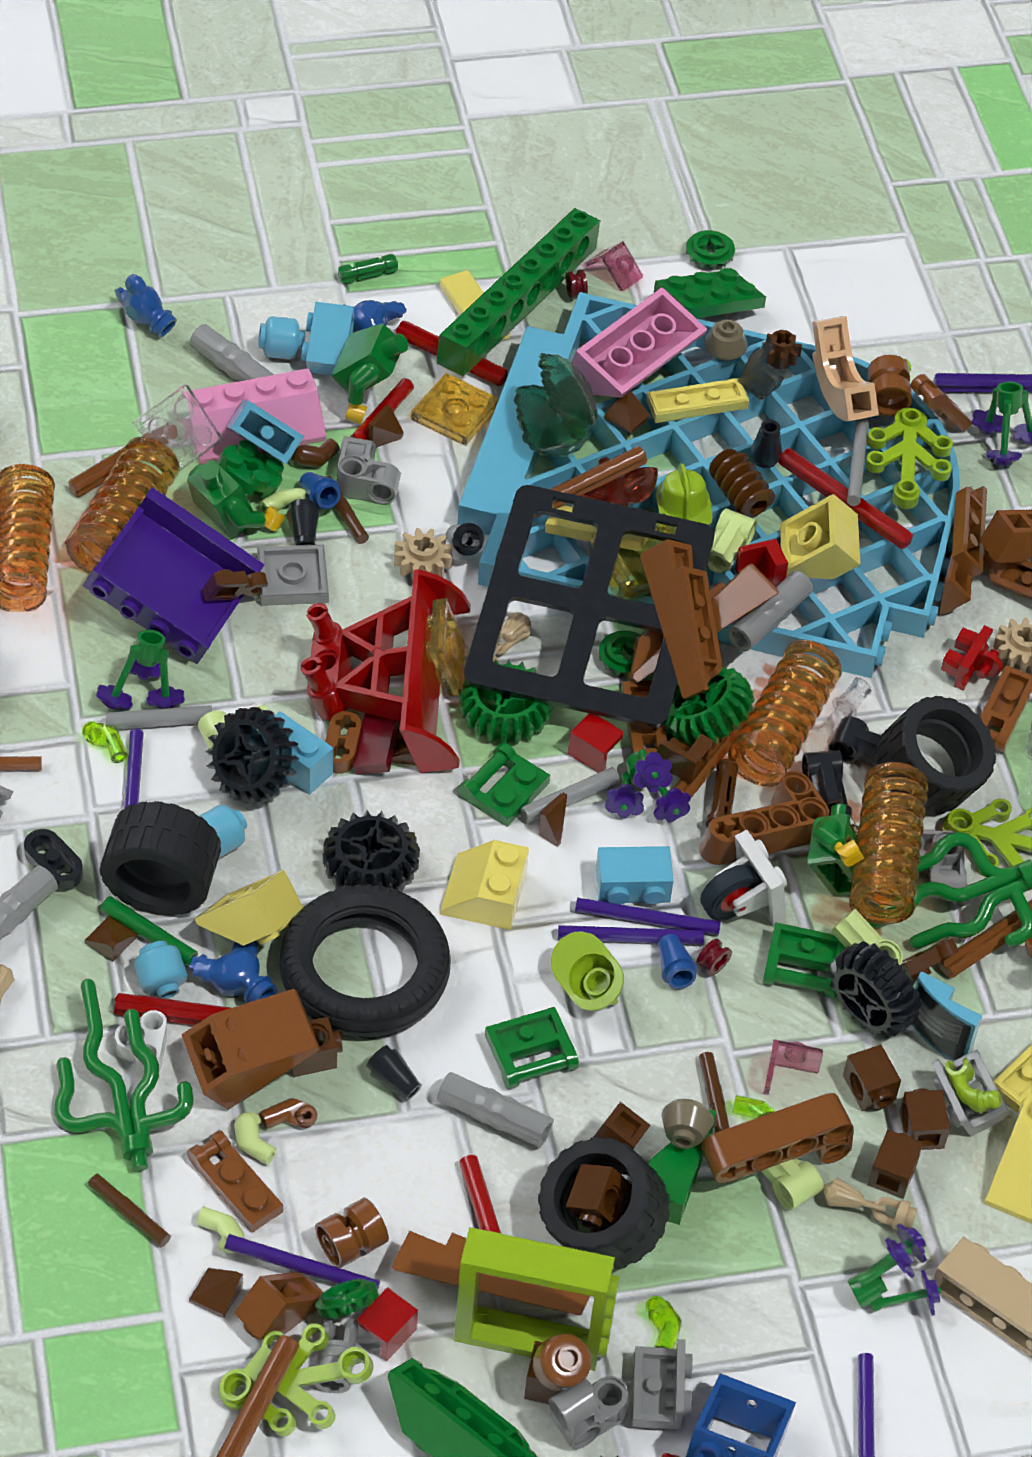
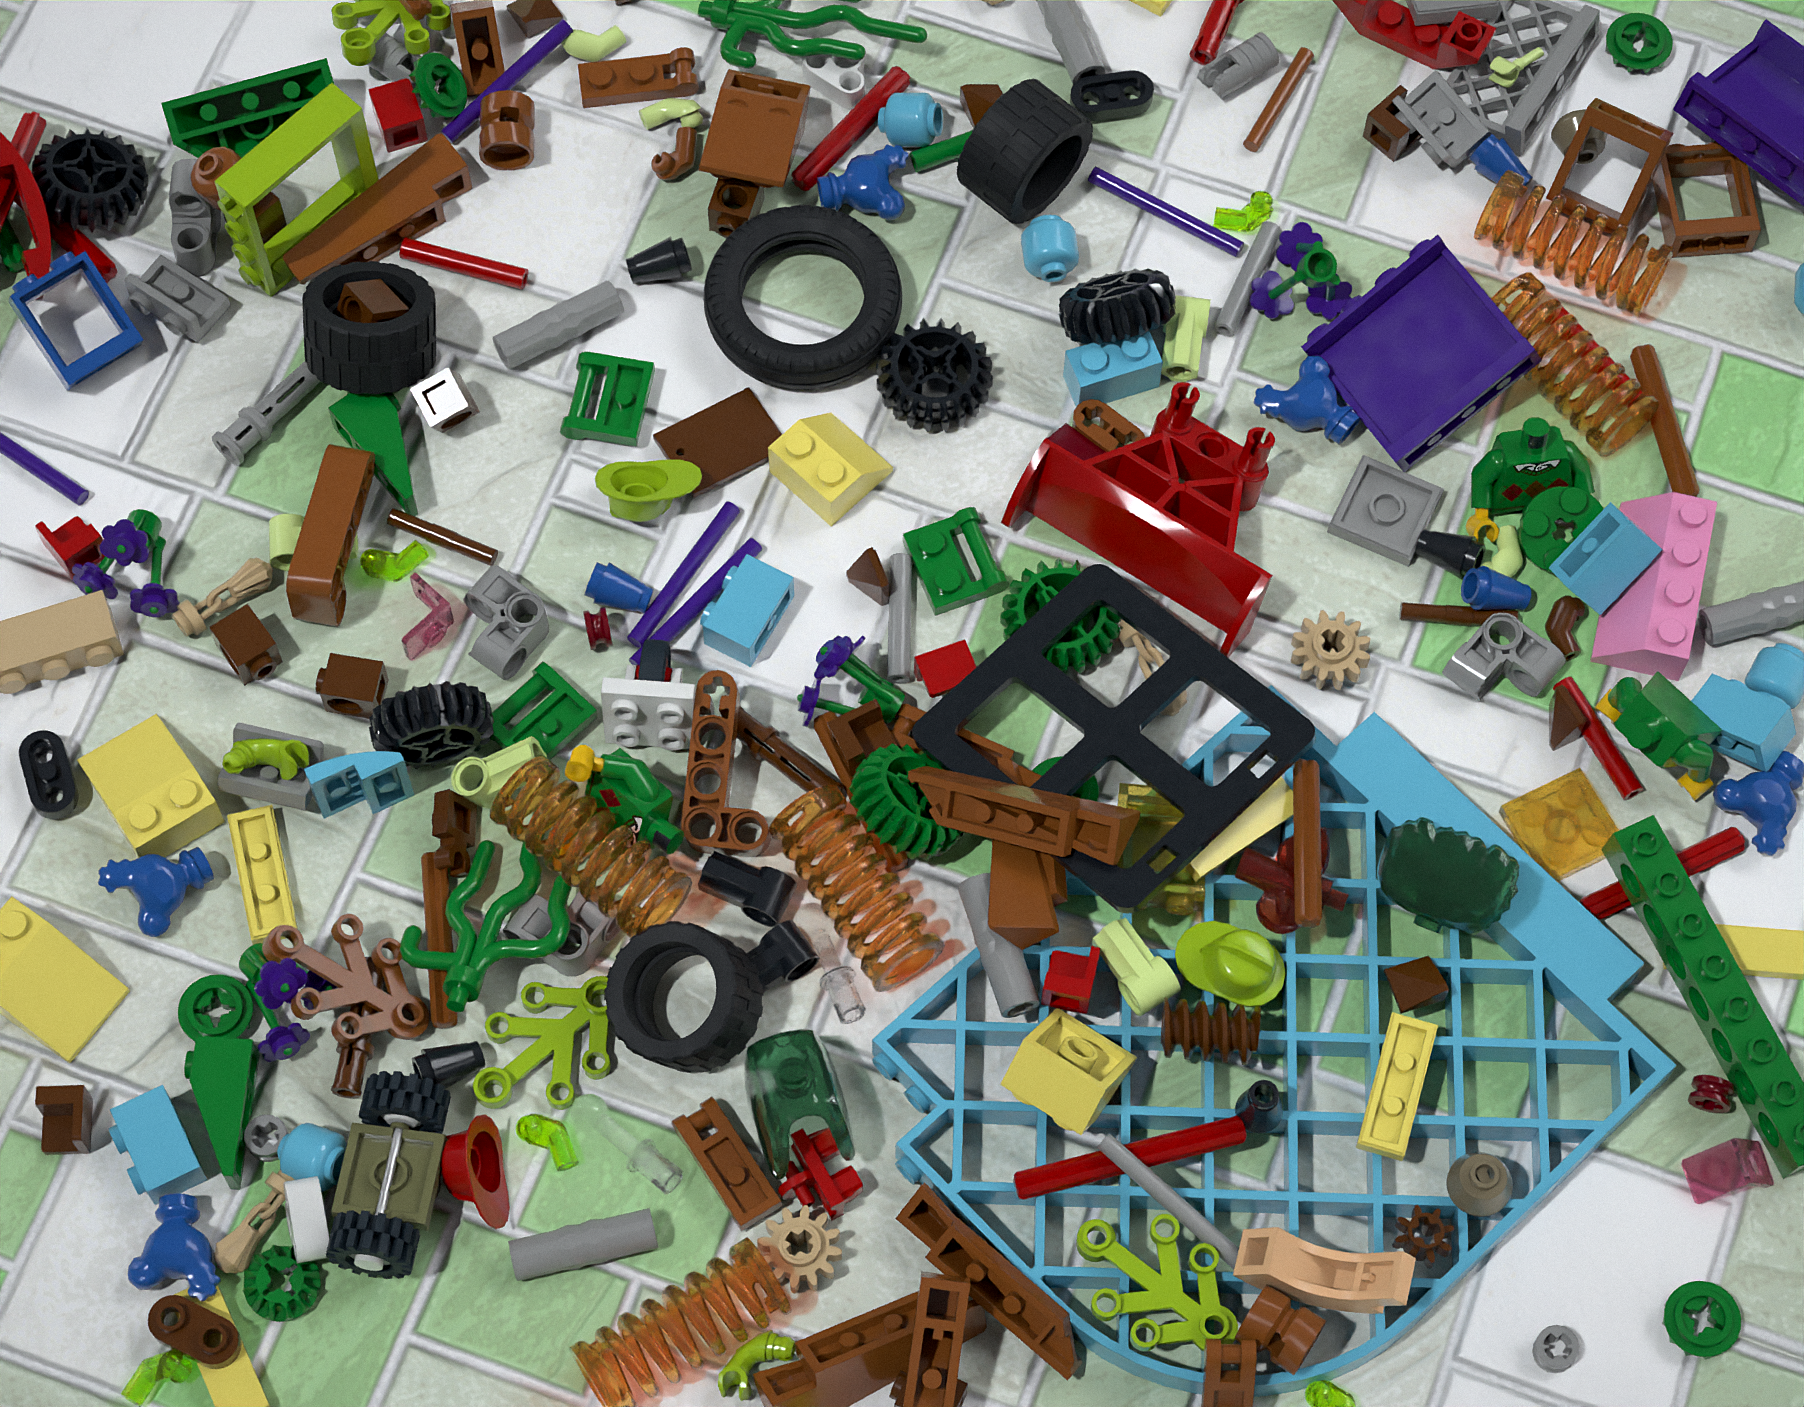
camera: 125 degrees right, 15 degrees up
(180, 425) = (1656, 469): clear plate -> none
(230, 585) = (1382, 405): reddish brown plate -> none
(242, 636) = (1309, 403): none -> blue animal
(253, 911) = (921, 217): light yellow slope -> none
(446, 647) = (1165, 574): clear yellow plate -> none
(465, 538) = (1324, 698): black cone -> none
(509, 964) = (721, 439): none -> reddish brown container
(637, 345) = (1506, 1040): bright pink slope -> none
(665, 1321) = (247, 349): clear neon green arm -> none
(686, 1122) = (398, 442): dark tan cone -> none
(713, 292) = (1599, 1244): green plate -> none
(721, 1266) = (252, 419): none -> light grey pin
(758, 375) = (1390, 1179): clear smoke panel -> none
(765, 1006) = (500, 603): none -> light grey piece
(778, 294) = (1558, 1363): none -> light grey bush
(908, 1331) = (72, 543): none -> red panel
(925, 1117) = (274, 703): reddish brown brick -> none
(949, 666) = (792, 1079): none -> clear green animal

